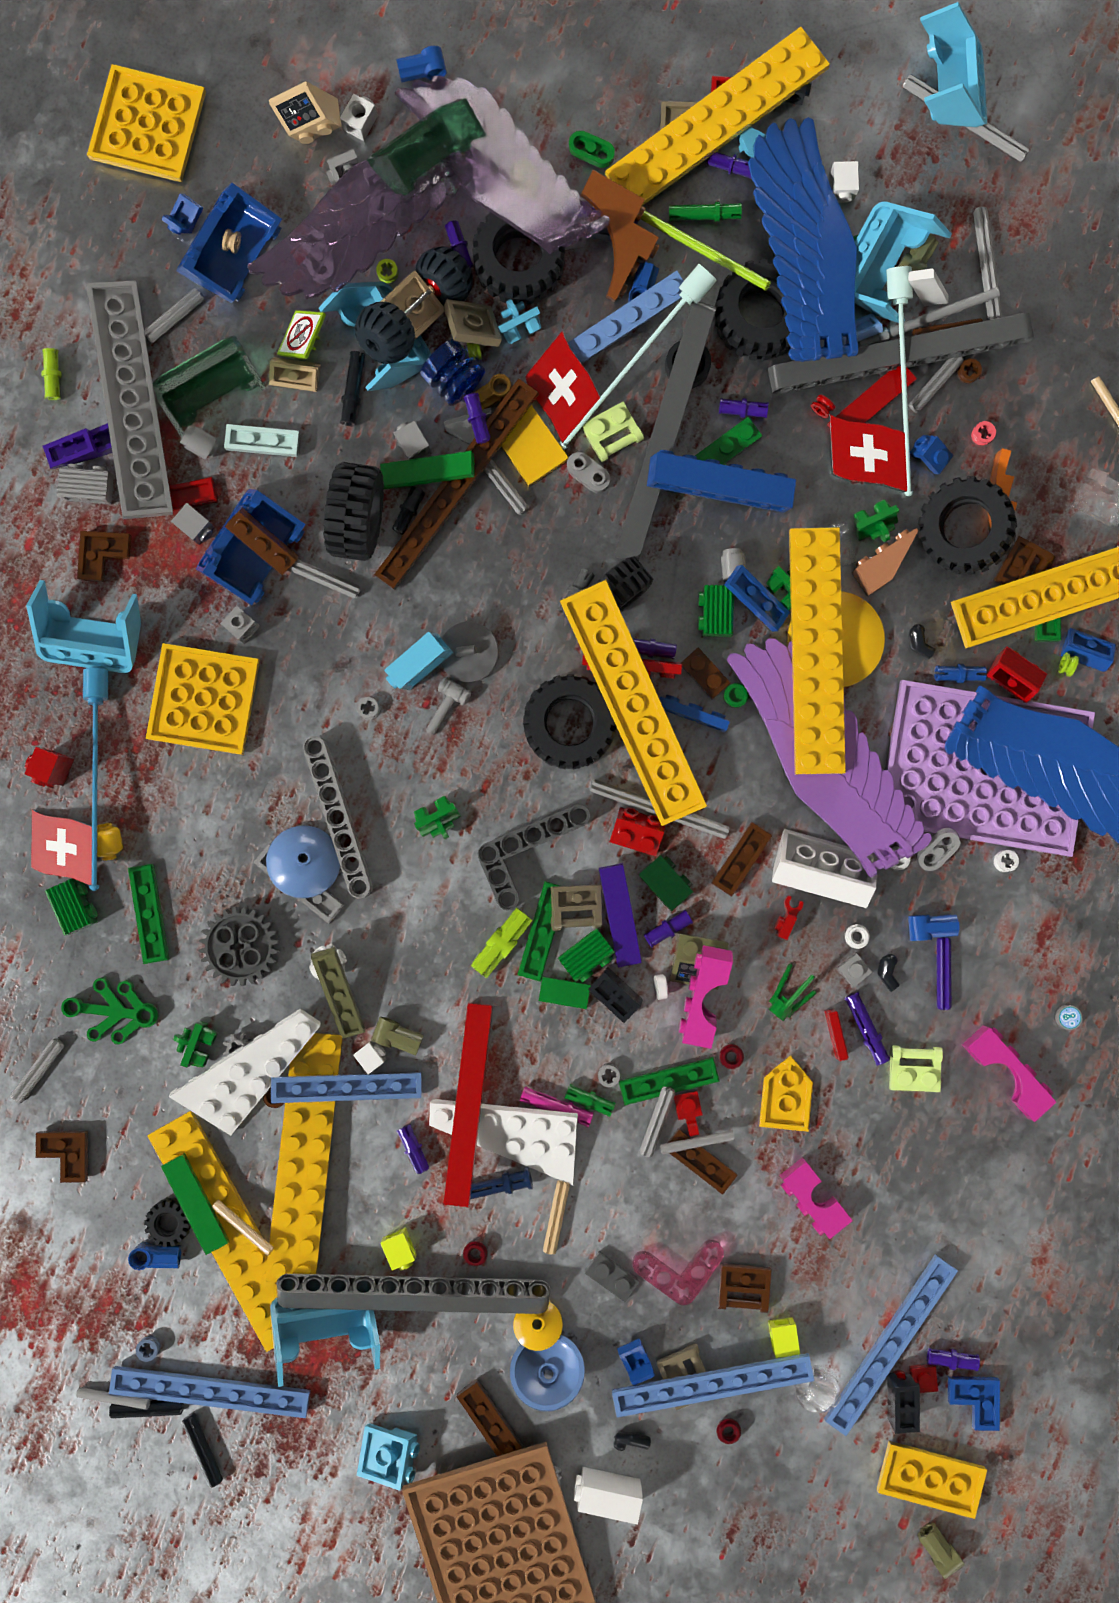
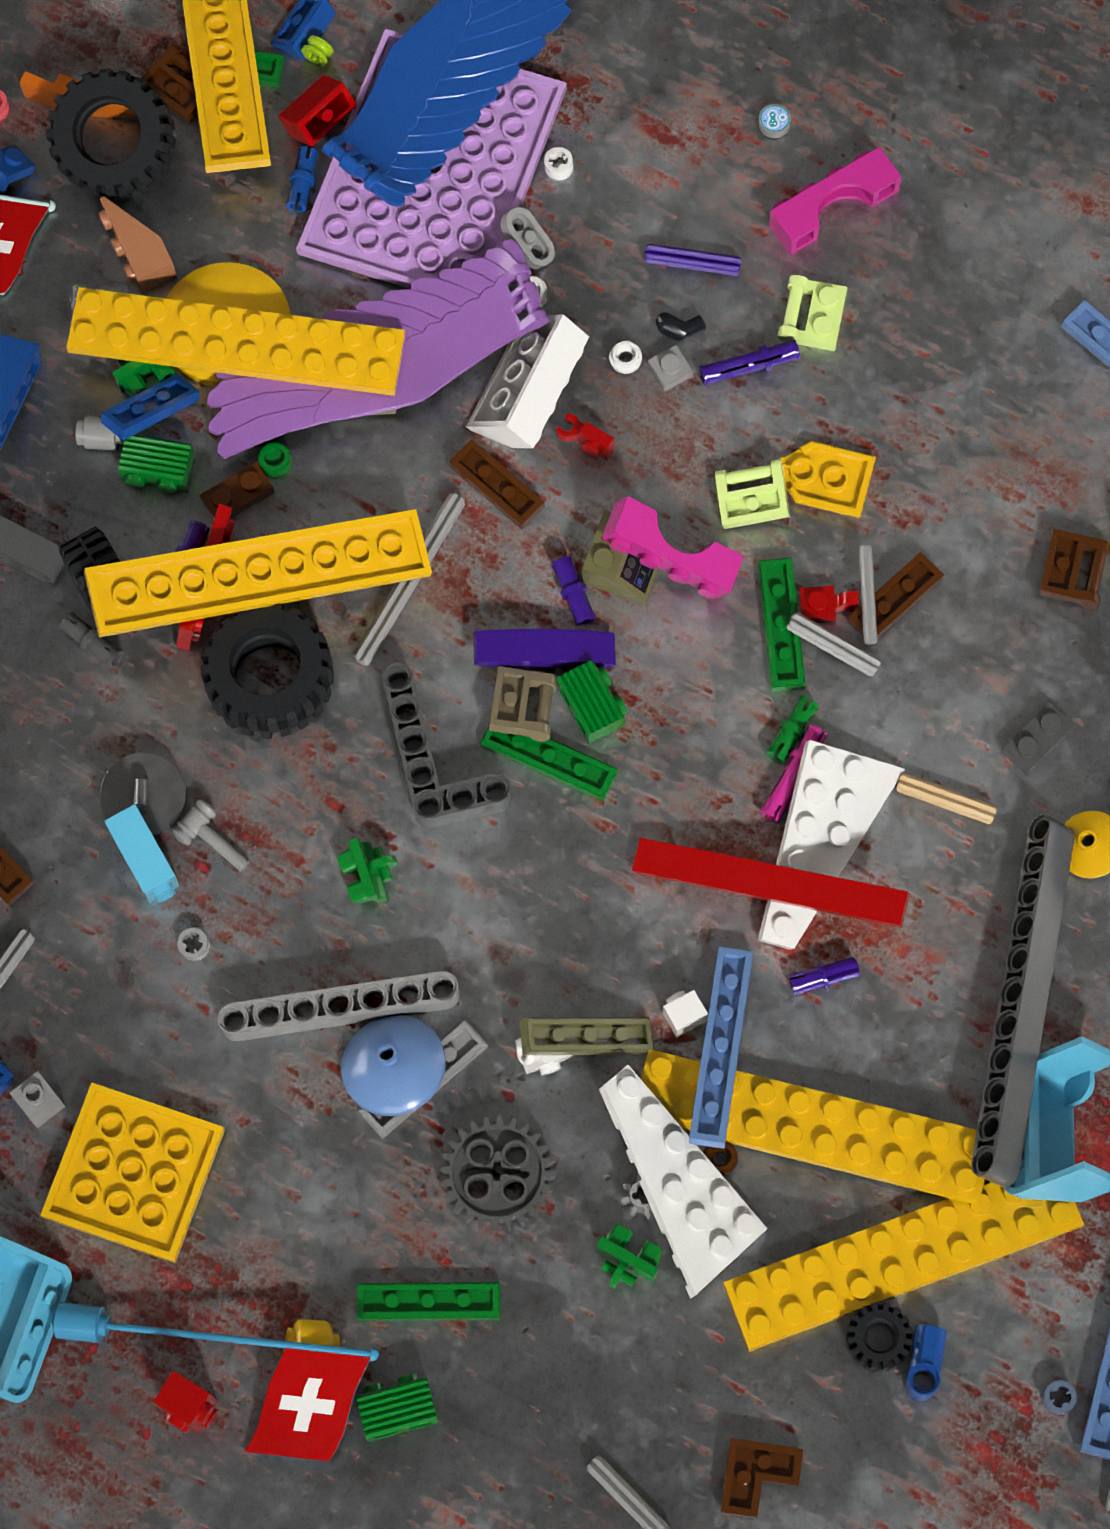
camera: 80 degrees left, 15 degrees down
(115, 1011) = (562, 1370): green plant -> none
(195, 1204) = (856, 1288): green tile -> none
(244, 1228) = (898, 1221): tan bar -> none
(391, 1034) = (658, 979): olive piece -> none
(399, 1249) = (962, 1014): neon yellow brick -> none
(469, 1258) = (986, 905): dark red plate -> none
(501, 942) = (555, 811): lime piece -> none
(508, 1184) = (889, 853): dark blue pin -> none
(564, 992) = (638, 741): green tile -> none
(615, 995) = (652, 670): black hinge -> none
(615, 1078) = (769, 693): light grey bush -> none
(637, 831) = (434, 609): red bracket -> none
(660, 987) = (651, 612): white tile -> none
(666, 882) = (510, 583): dark green brick -> none
(685, 1279) = (1053, 642): clear pink beam -> none
(694, 713) = (291, 510): blue plate -> none
(733, 1063) = (760, 529): dark red plate -> none
(755, 1048) = (754, 503): none -> yellowish green plate
(783, 1007) = (704, 459): green plant -> none
(829, 1215) = (943, 476): dark pink arch -> none
(836, 1034) = (751, 401): red tile -> none
(878, 524) = (86, 247): green hips -> none
(917, 641) = (250, 224): black arm -> none
(928, 927) = (628, 268): blue piece -> none

